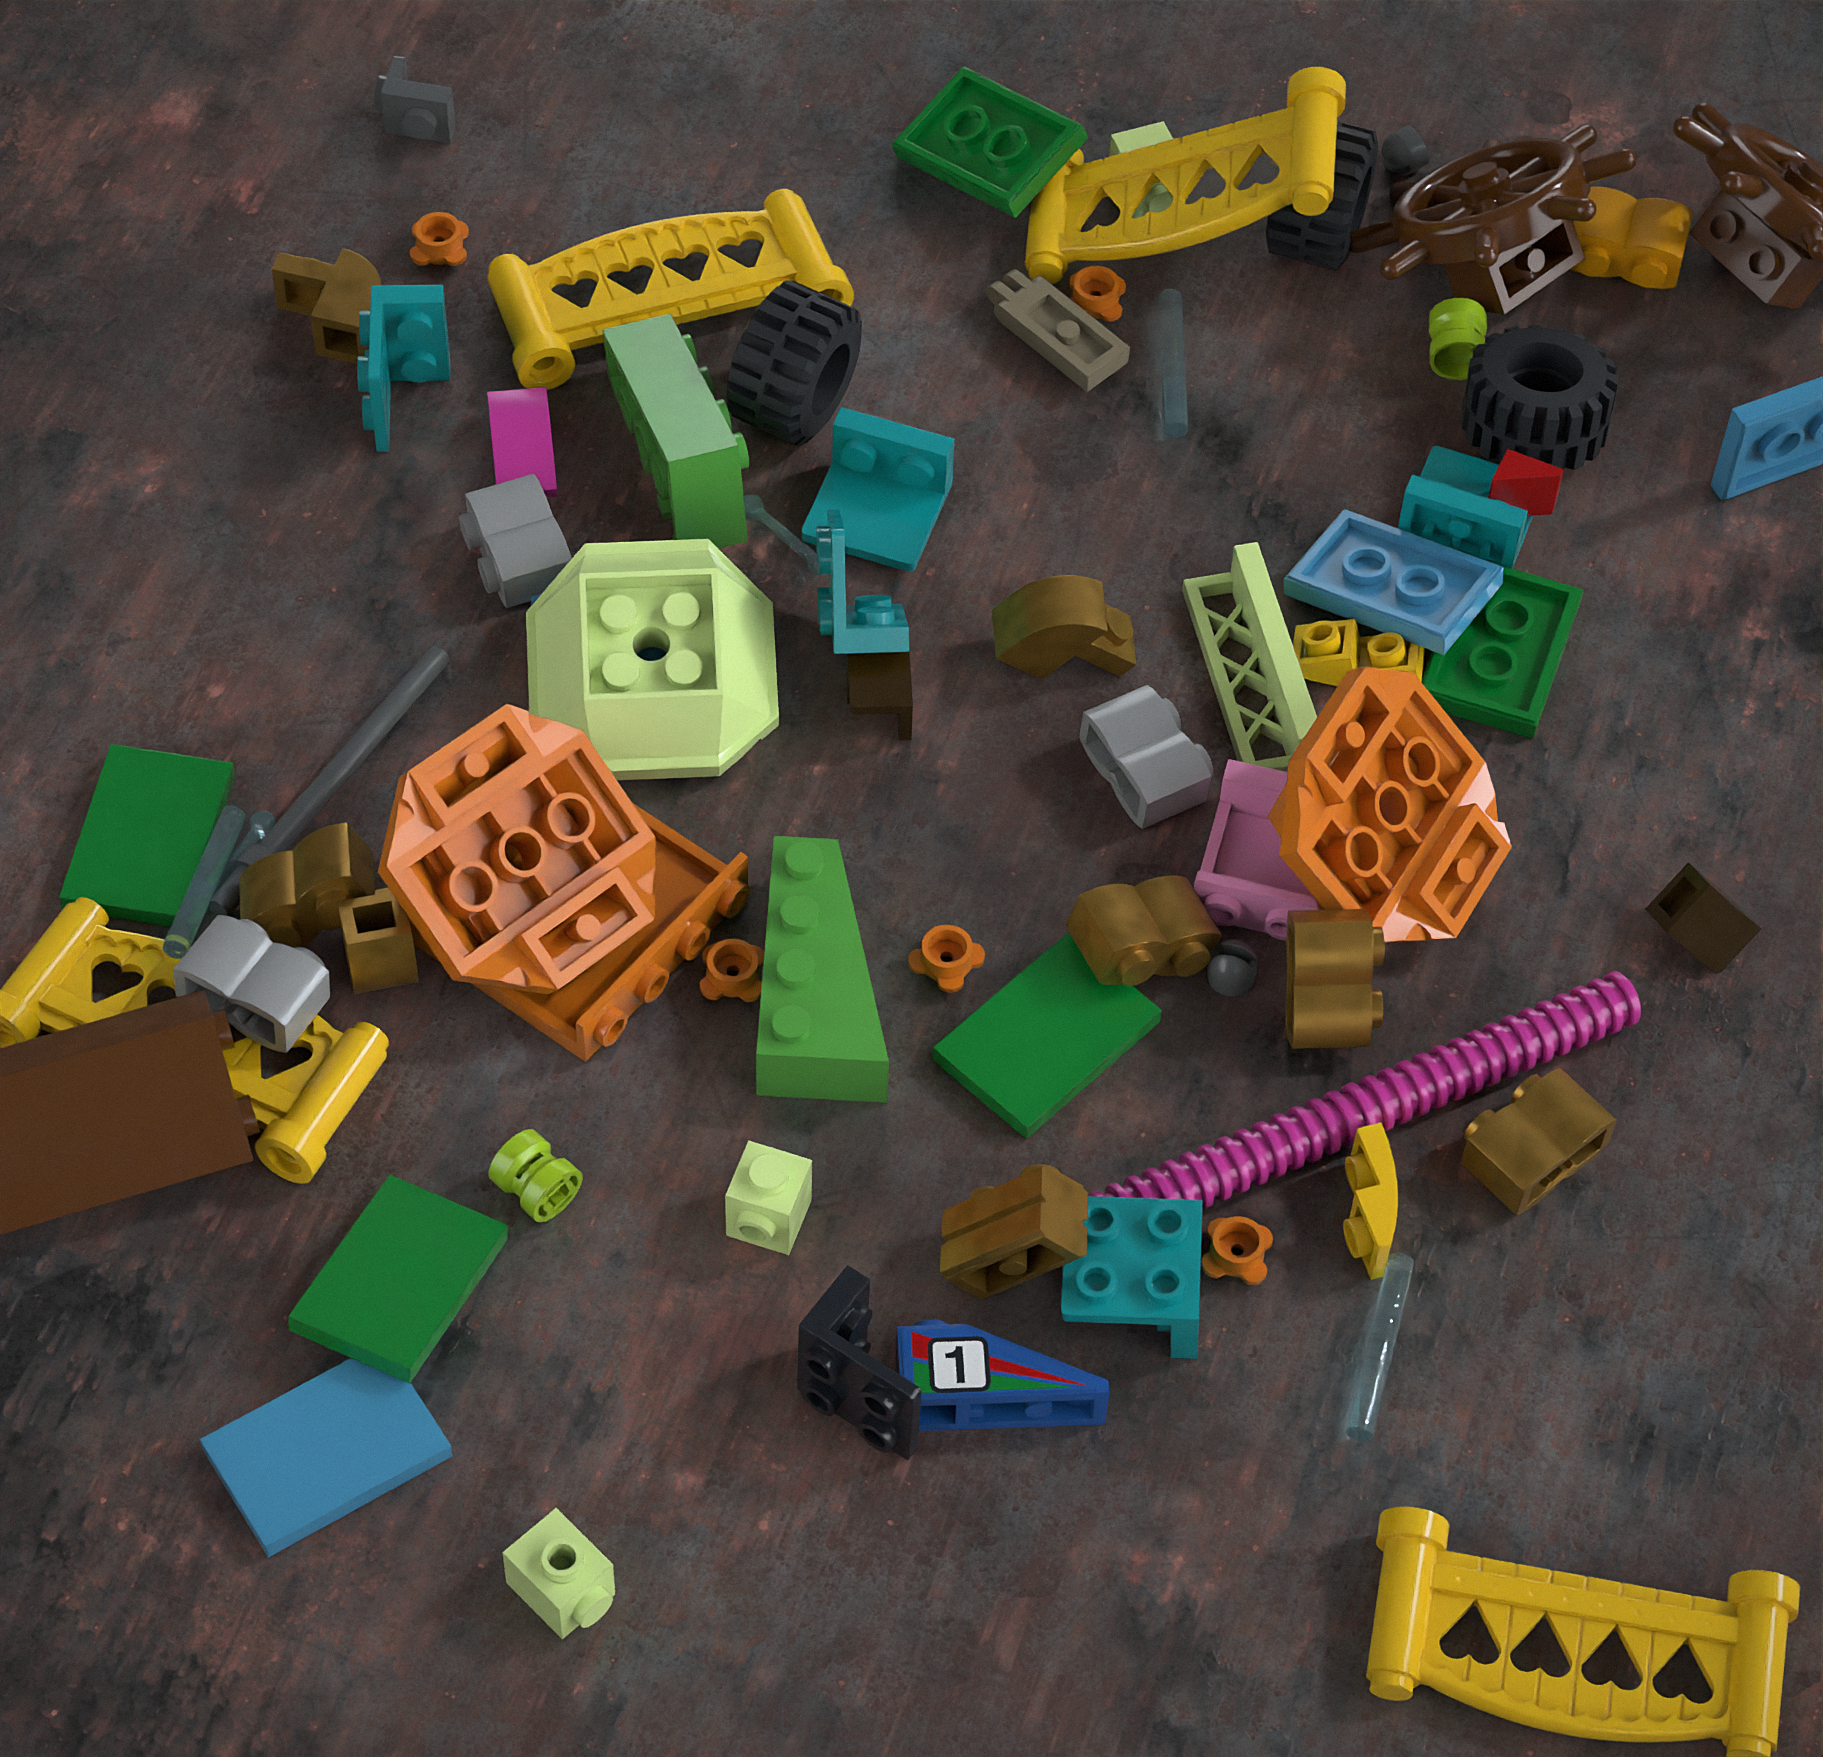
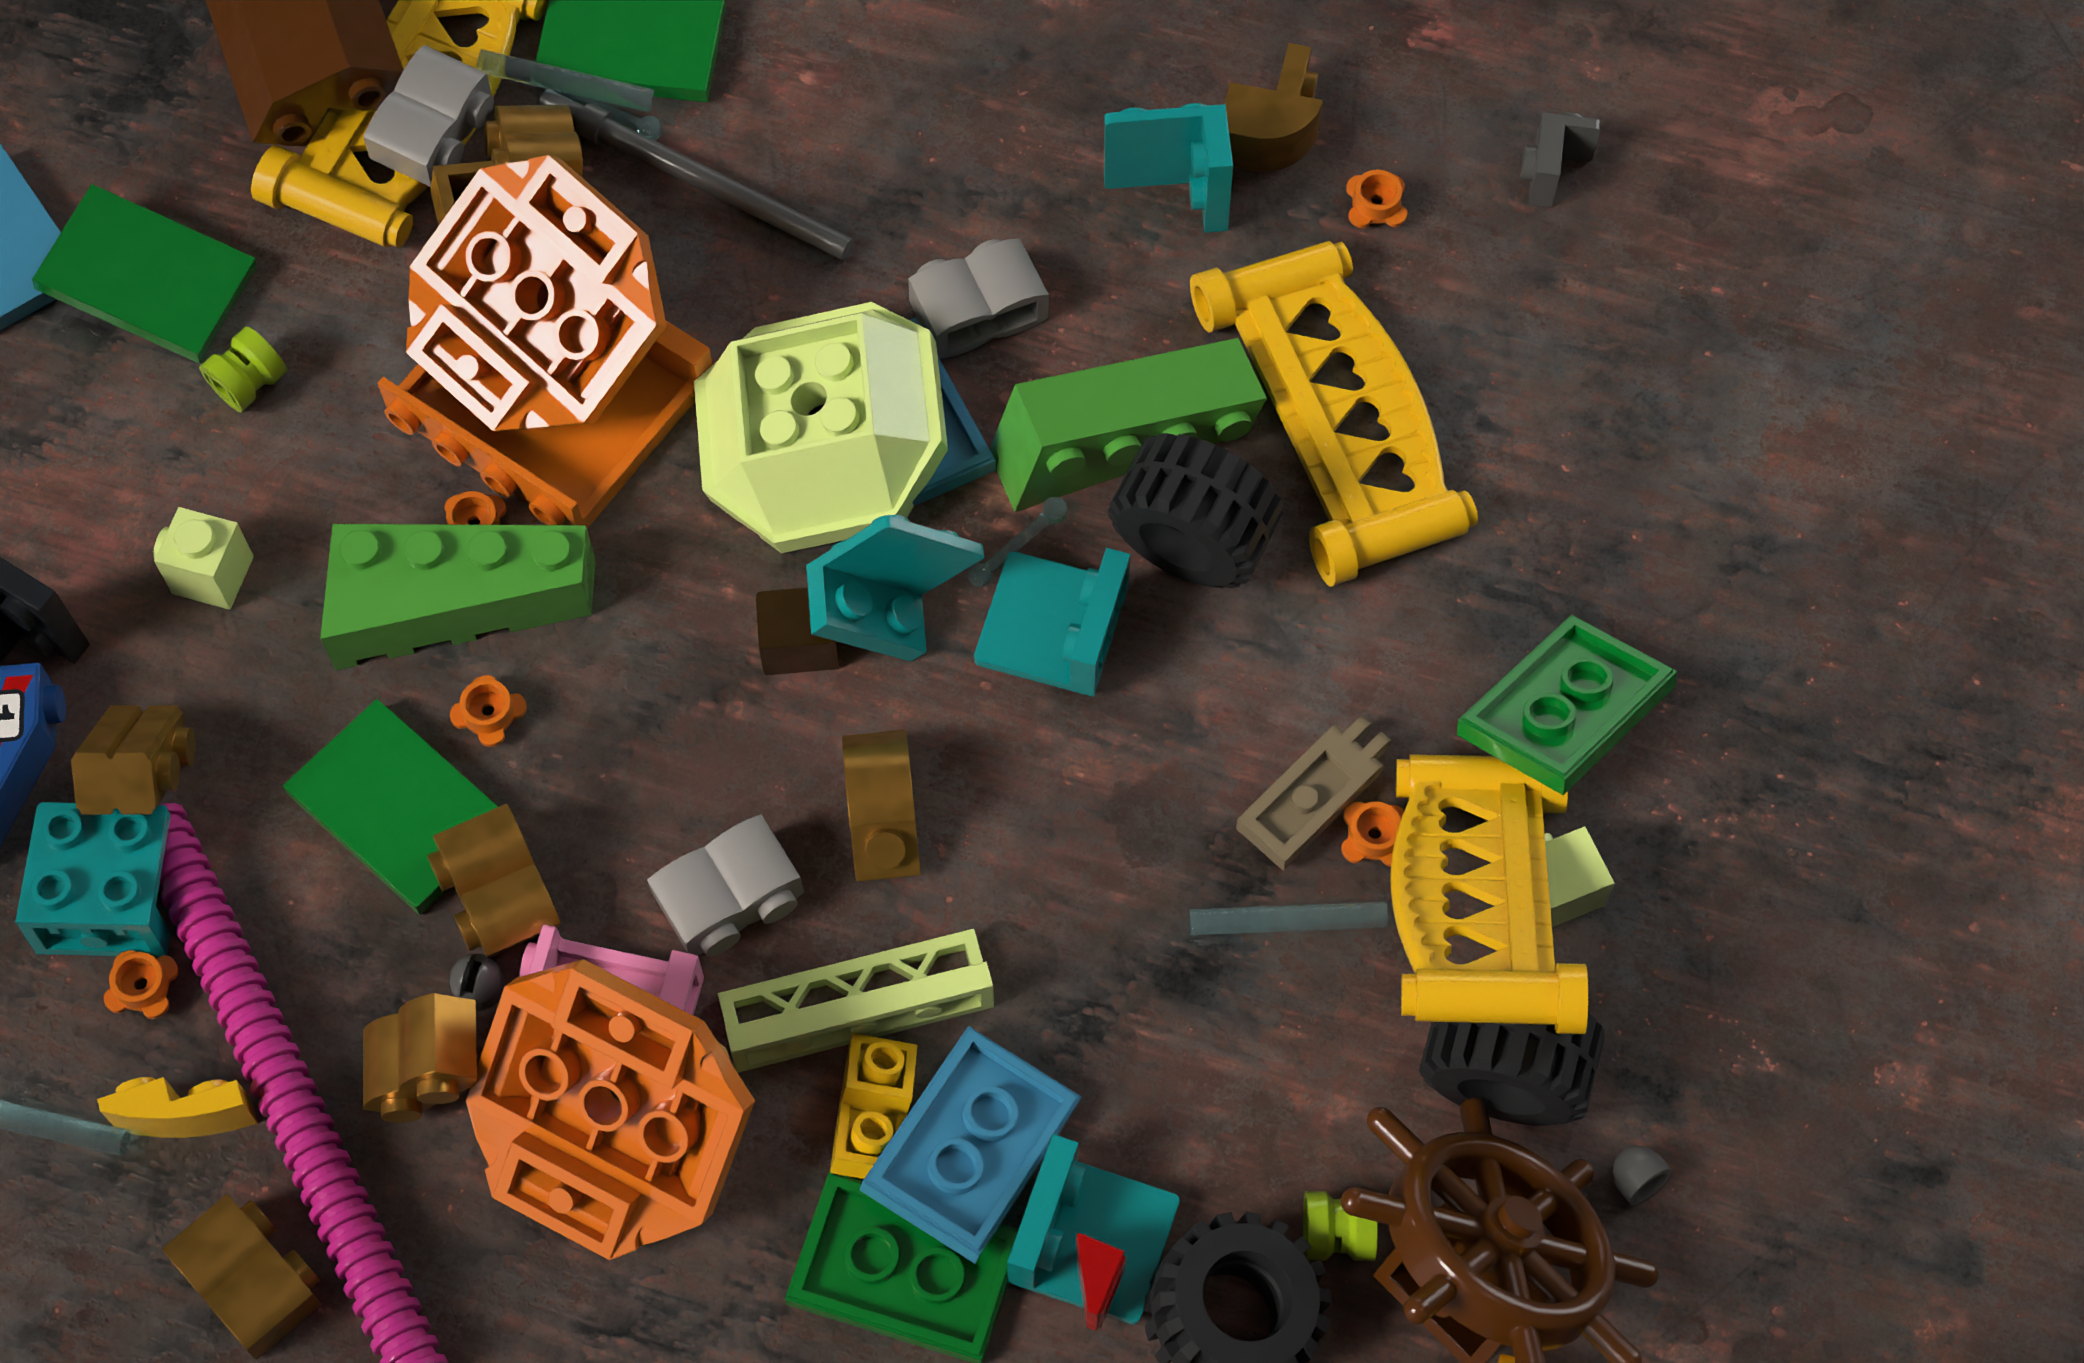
camera: 90 degrees right, 10 degrees up
(522, 436) = (1110, 289): dark pink slope -> none

